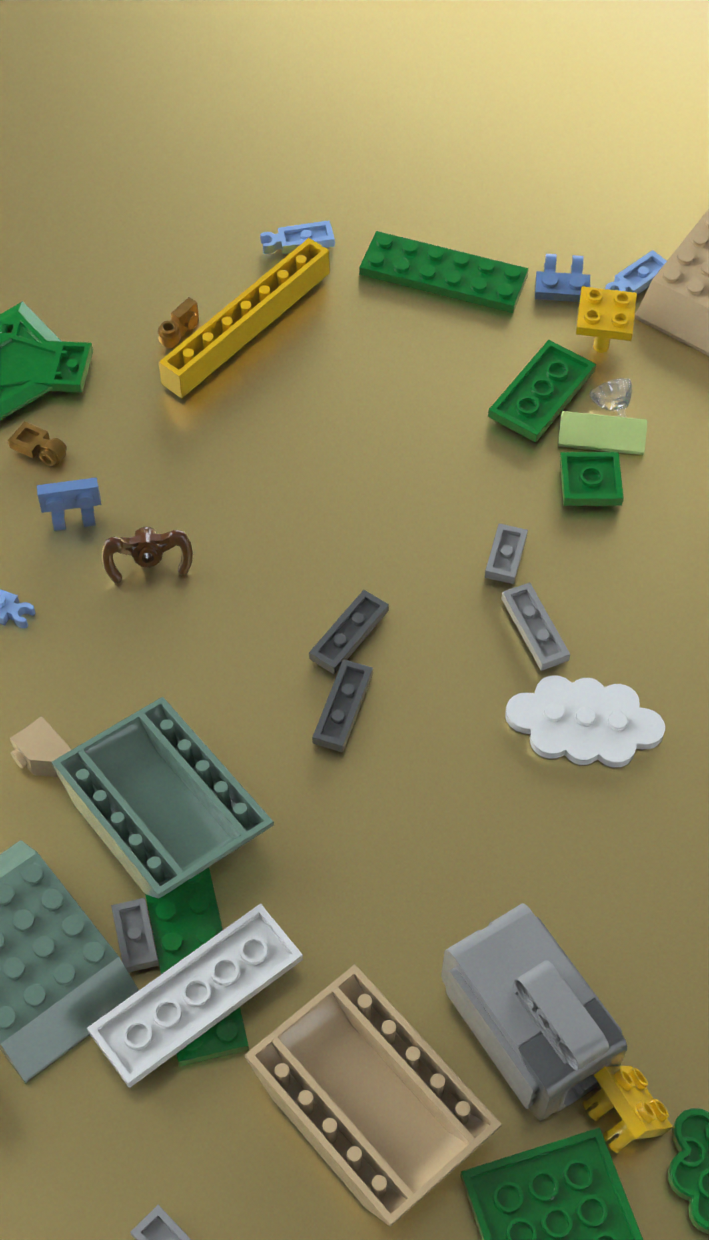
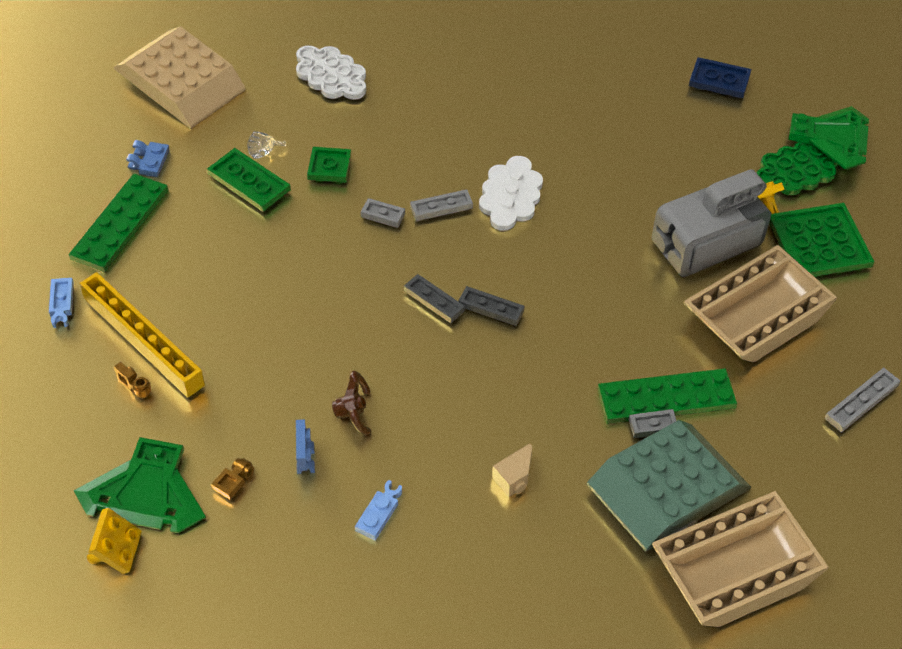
camera: 85 degrees left, 5 degrees down
(159, 798) = (569, 393): sand green slope -> none
(194, 995) = (700, 385): white plate -> none
(602, 432) = (291, 155): yellowish green slope -> none
(606, 316) = (199, 131): yellow plate -> none
(638, 275) = (158, 118): light blue plate -> none

